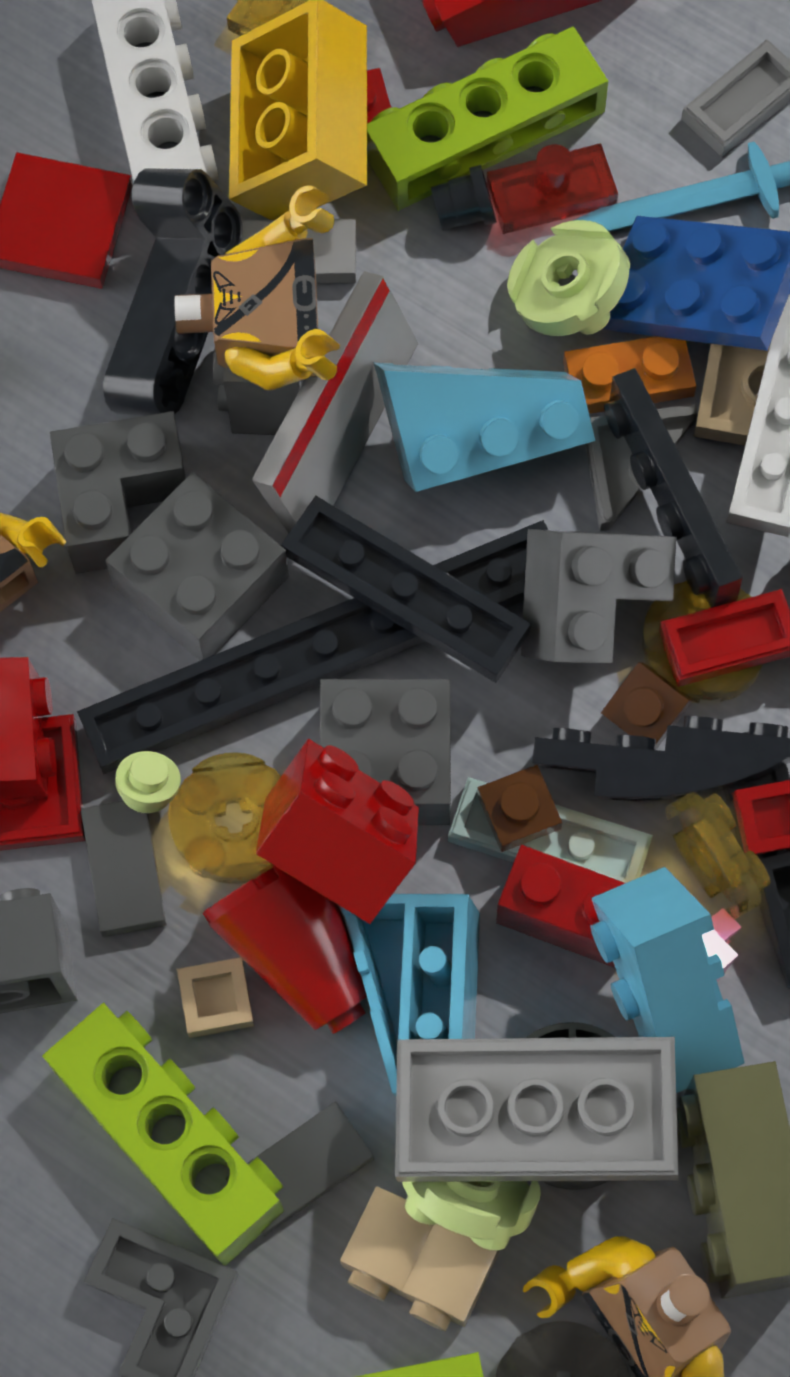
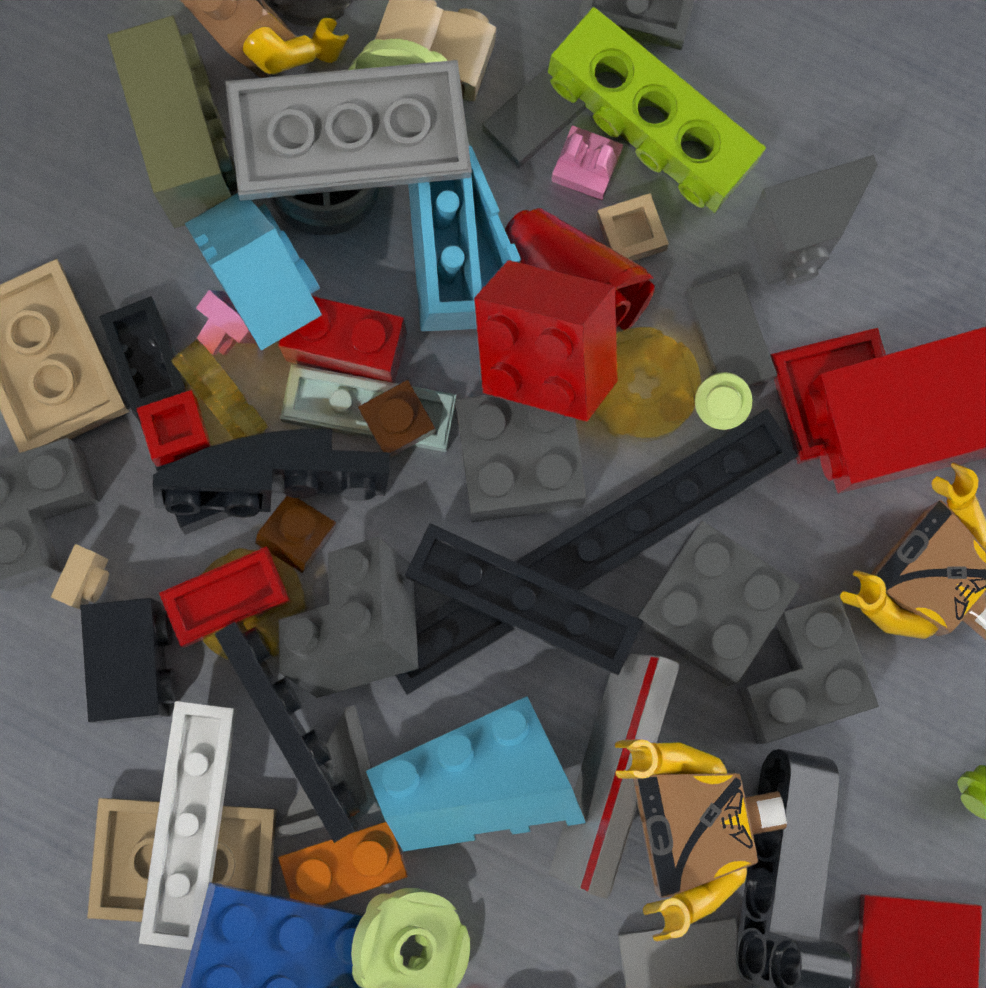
camera: 170 degrees right, 10 degrees up
(254, 1093) = (587, 162): none -> bright pink tile

